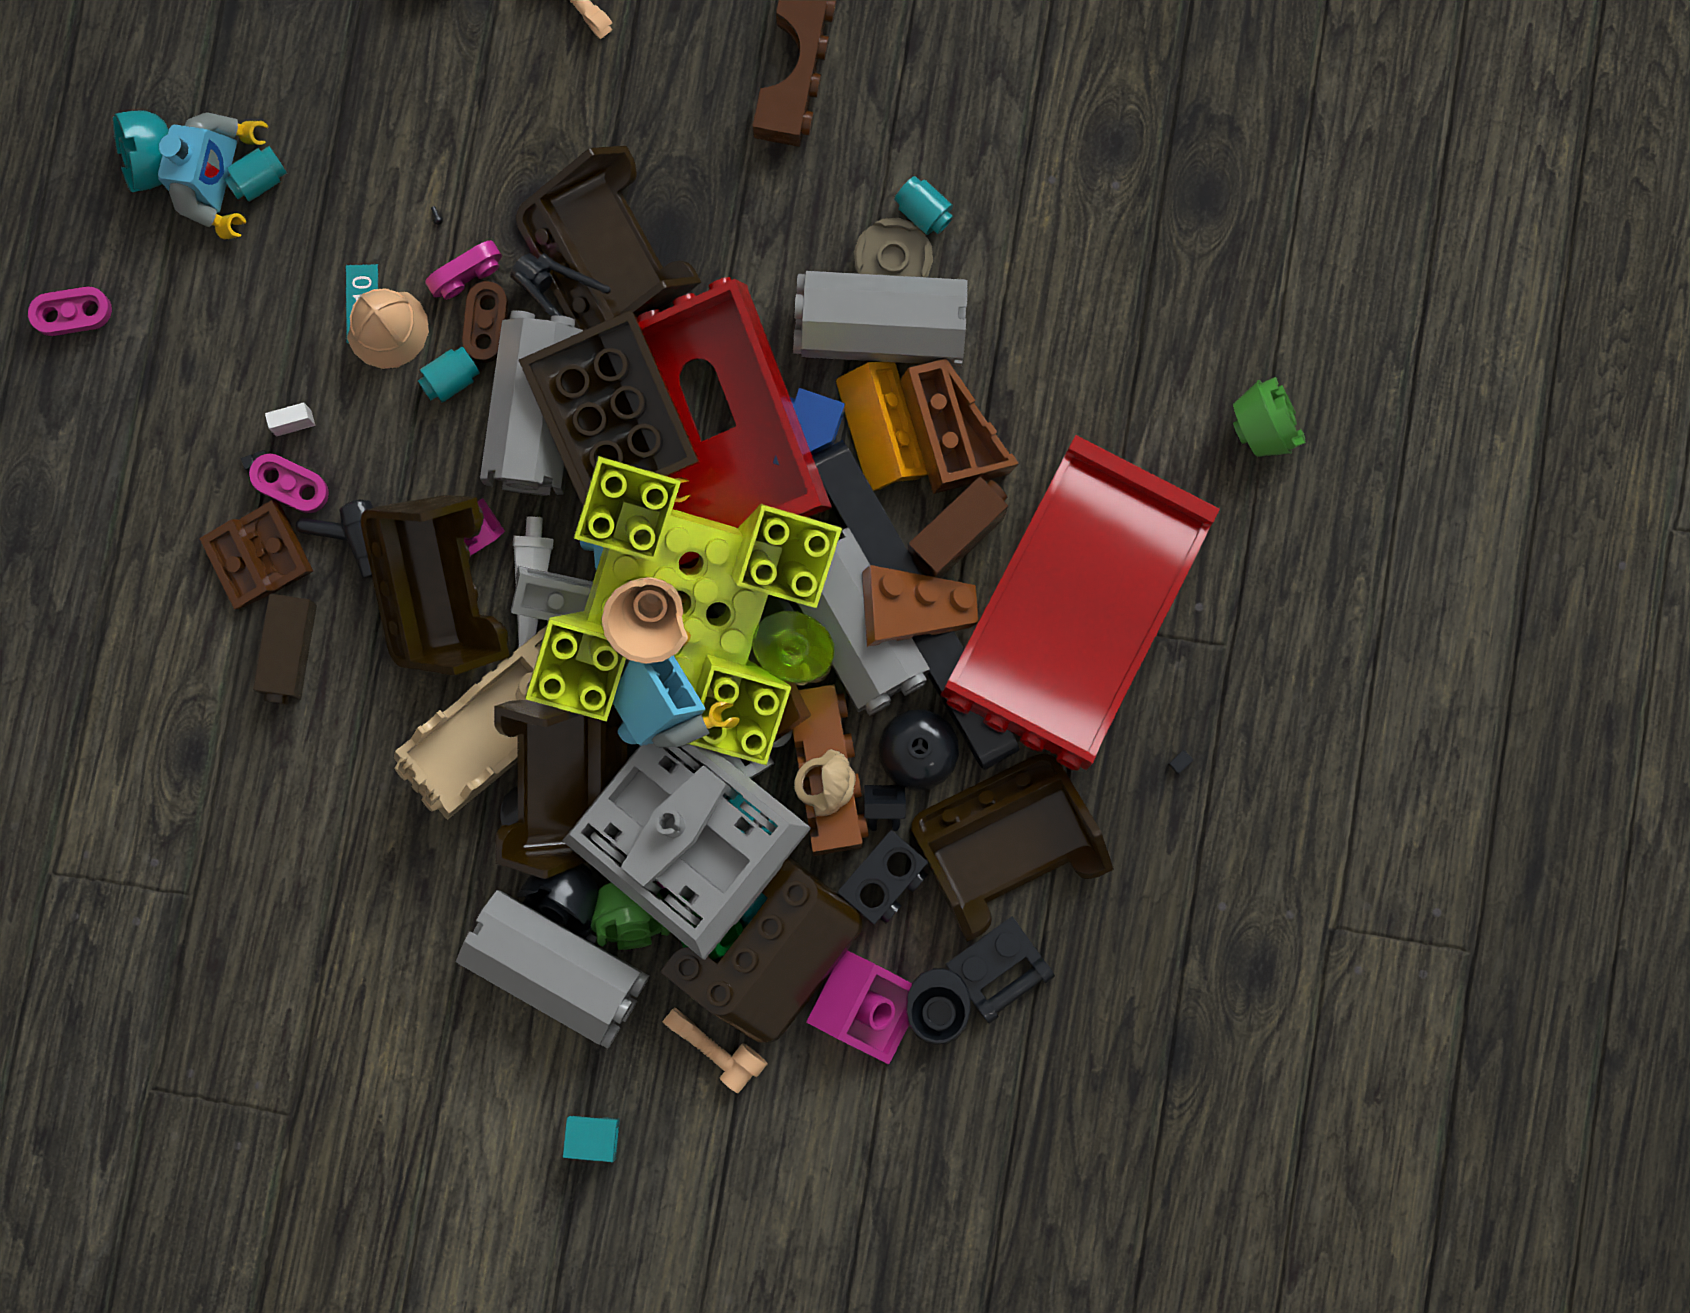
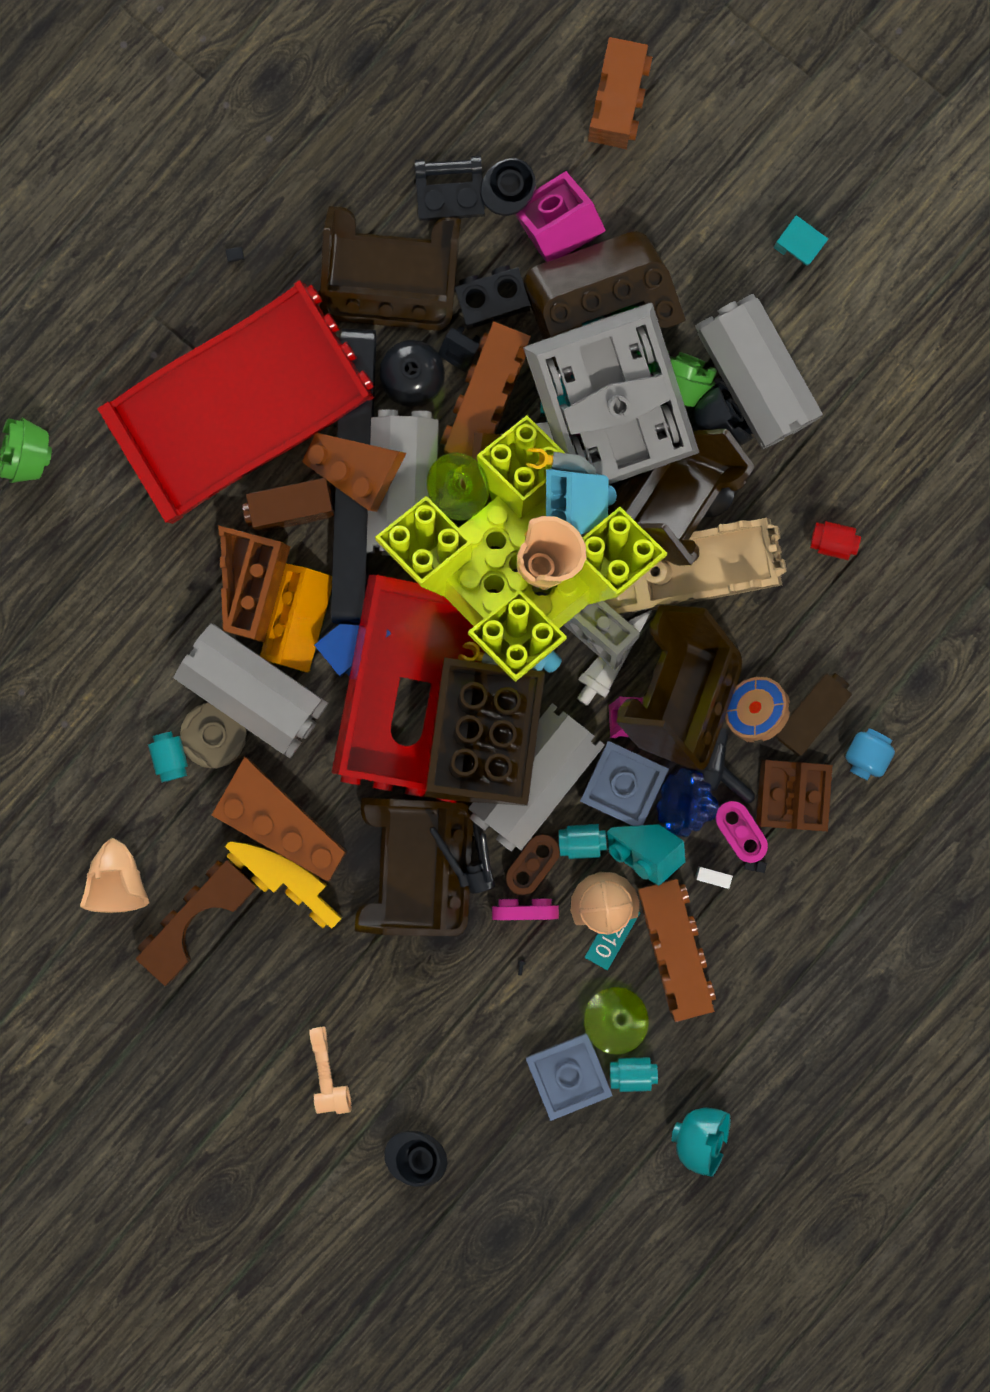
camera: 145 degrees left, 5 degrees up
(71, 311) = (823, 1054): dark pink plate -> none
(197, 164) = (670, 1103): torso -> none
(200, 642) = (870, 754): none -> dark azure head
(283, 320) = (676, 950): none -> dark orange wedge
(320, 134) = (568, 1076): none -> sand blue plate
(322, 212) = (601, 1020): none -> clear neon green dish
(344, 616) = (758, 709): none -> tile
(361, 473) = (686, 803): none -> clear blue plant
(368, 843) = (835, 540): none -> red brick
(373, 404) = (648, 850): none -> teal slope
(439, 457) = (624, 784): none -> sand blue plate
(737, 1067) = (671, 231): light nougat brick -> none
(745, 160) = (274, 870): none -> yellow slope
(773, 206) = (272, 818): none -> dark orange wedge
(837, 782) = (483, 374): tan piece -> none
(881, 1181) = (619, 93): none -> dark orange wedge
(903, 51) = (113, 881): none -> light nougat helmet

